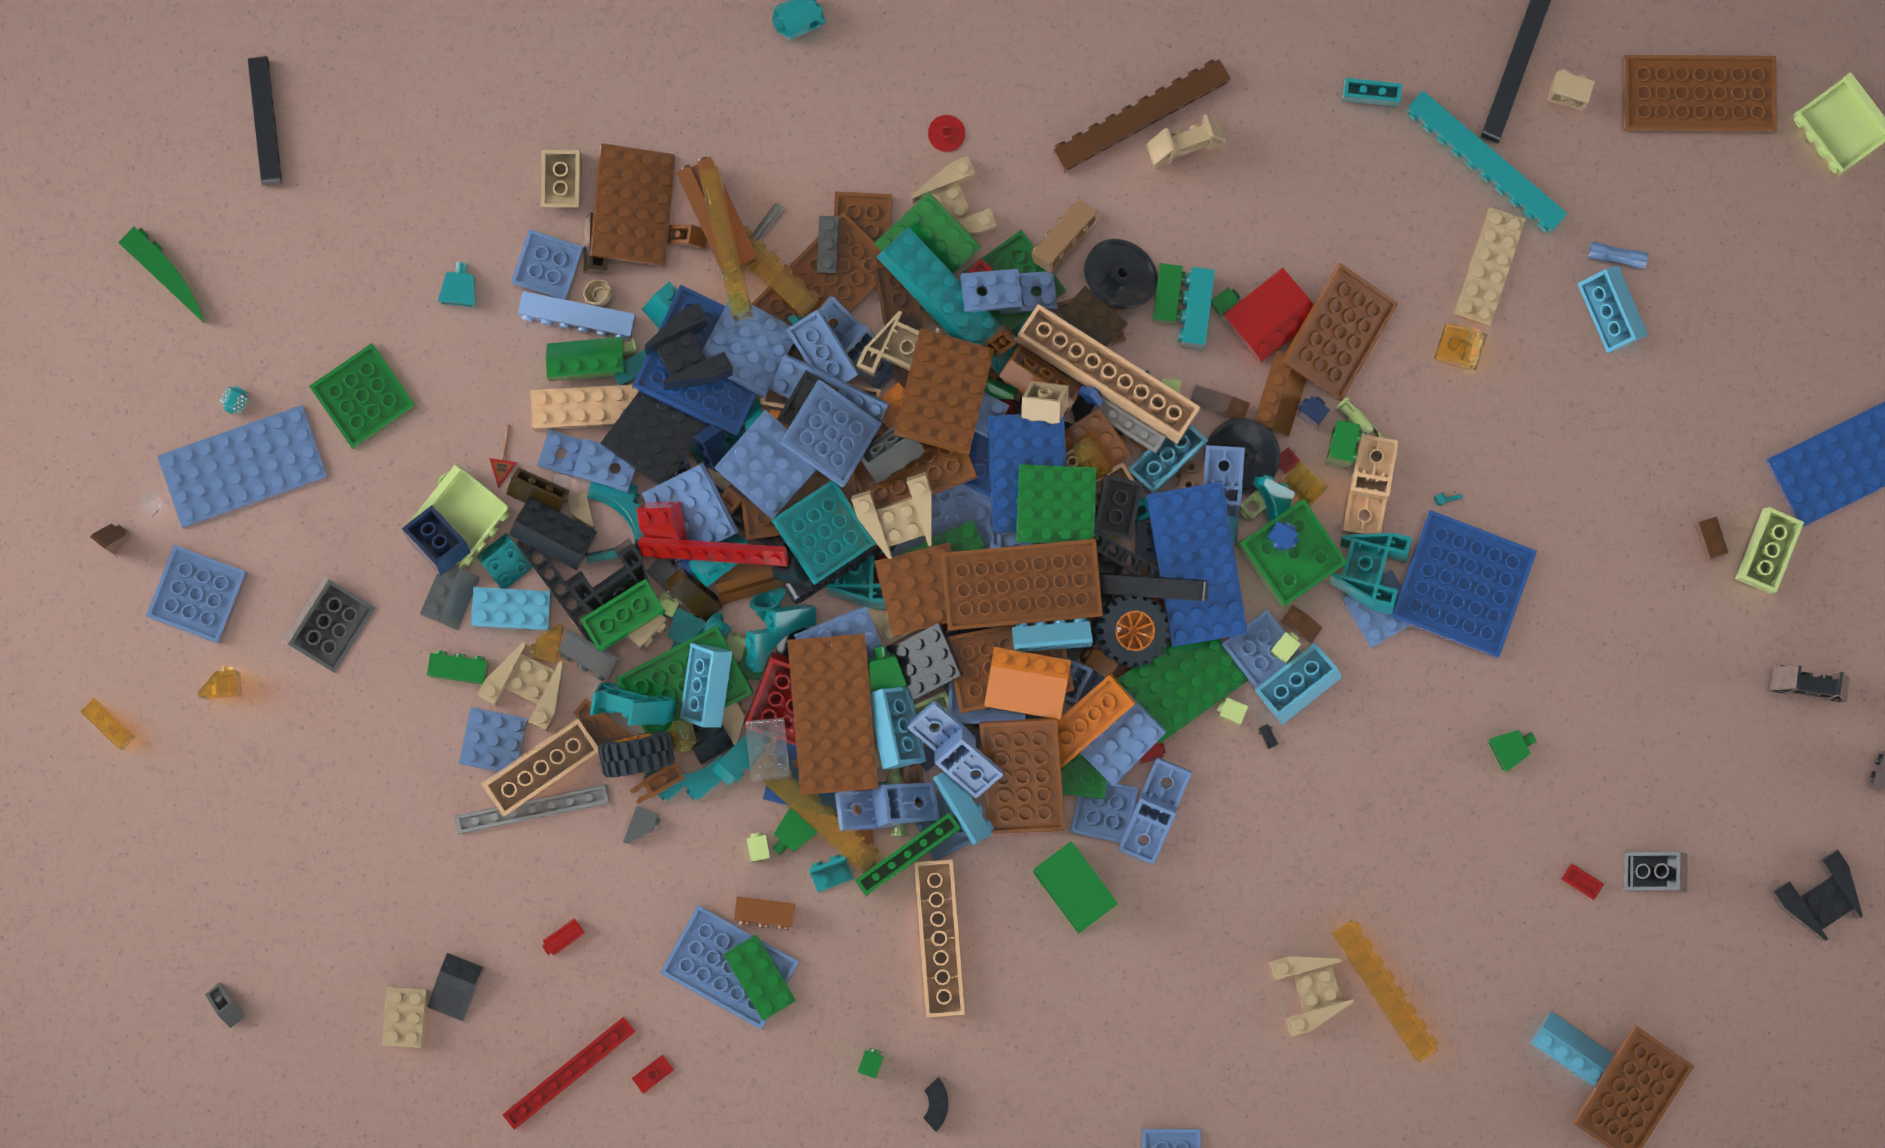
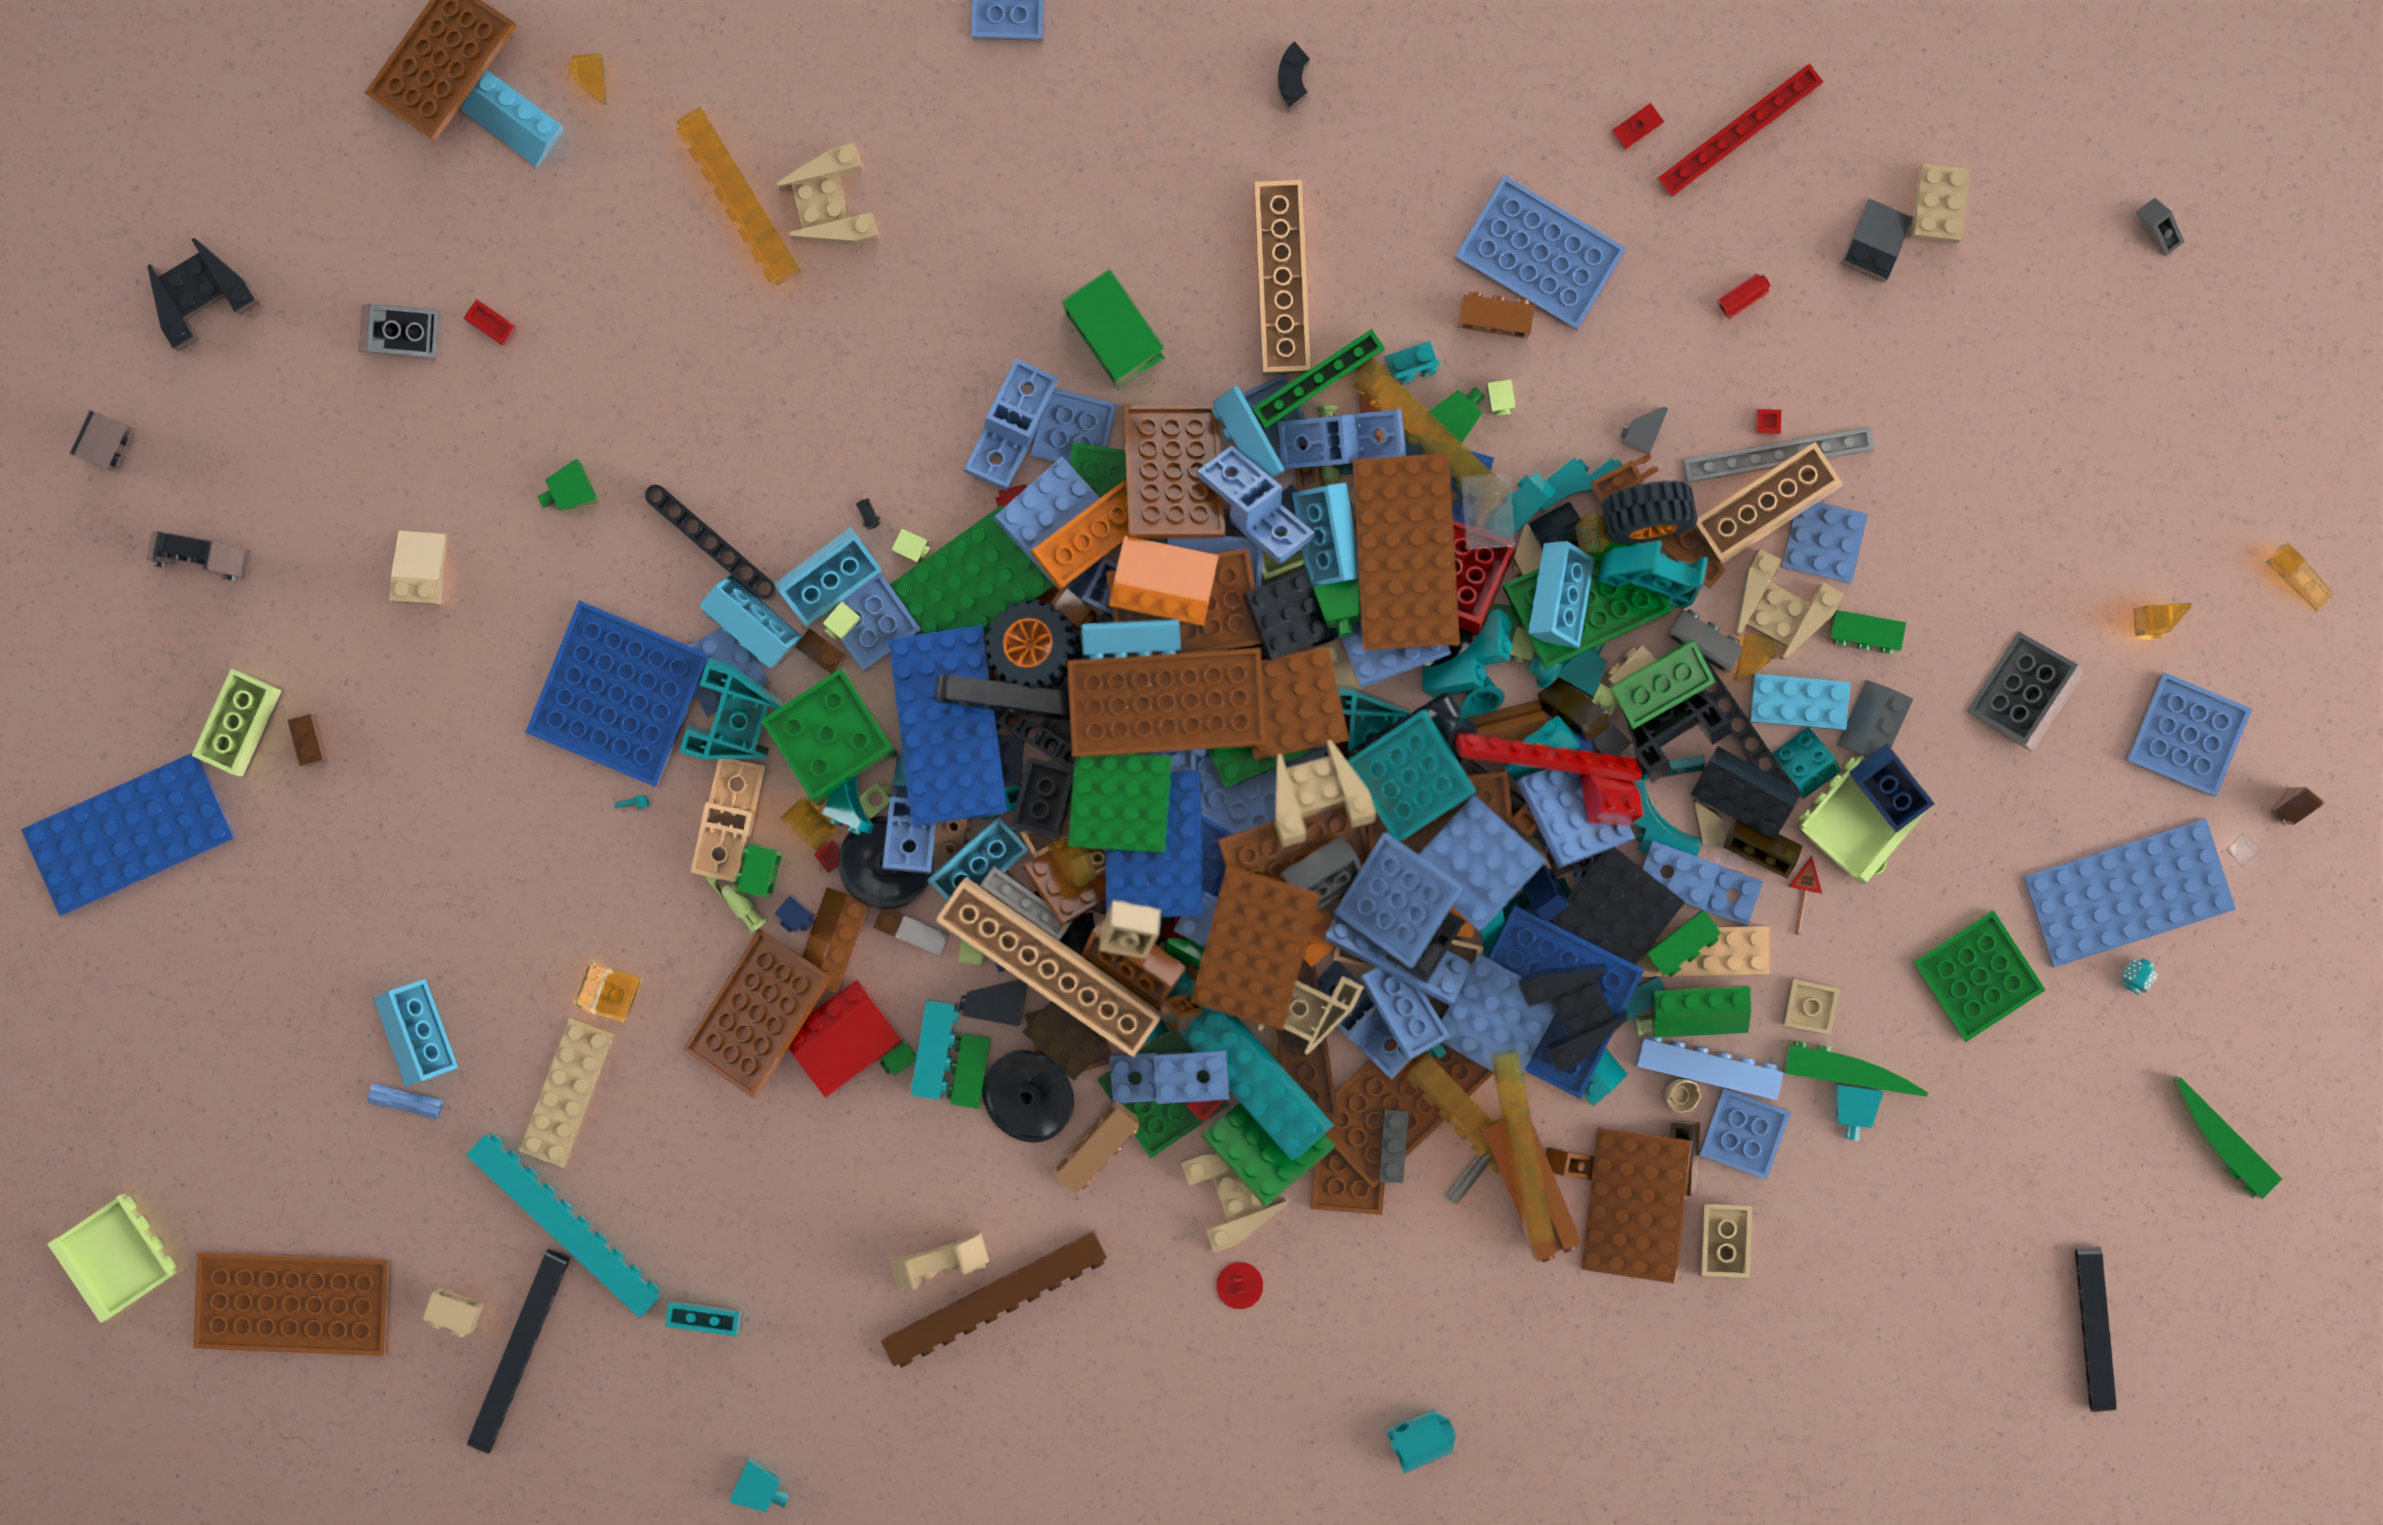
camera: 175 degrees left, 5 degrees up
(468, 318) = (1840, 1068): none -> green slope
(496, 367) = (1811, 1006): none -> tan plate
(540, 835) = (1768, 421): none -> red plate
(600, 409) = (1684, 944): none -> green brick
(759, 977) = (1504, 237): green plate -> none
(871, 1063) = (1371, 127): green brick -> none
(1091, 395) = (1071, 940): blue plate -> none
(1150, 346) = (996, 1002): none -> black slope
(1283, 536) = (838, 753): blue brick -> none
(1359, 645) = (750, 621): none -> medium azure slope
(1404, 711) = (699, 539): none -> black beam
(1510, 1086) = (589, 74): none -> clear yellow slope
(1630, 680) = (418, 568): none -> tan slope

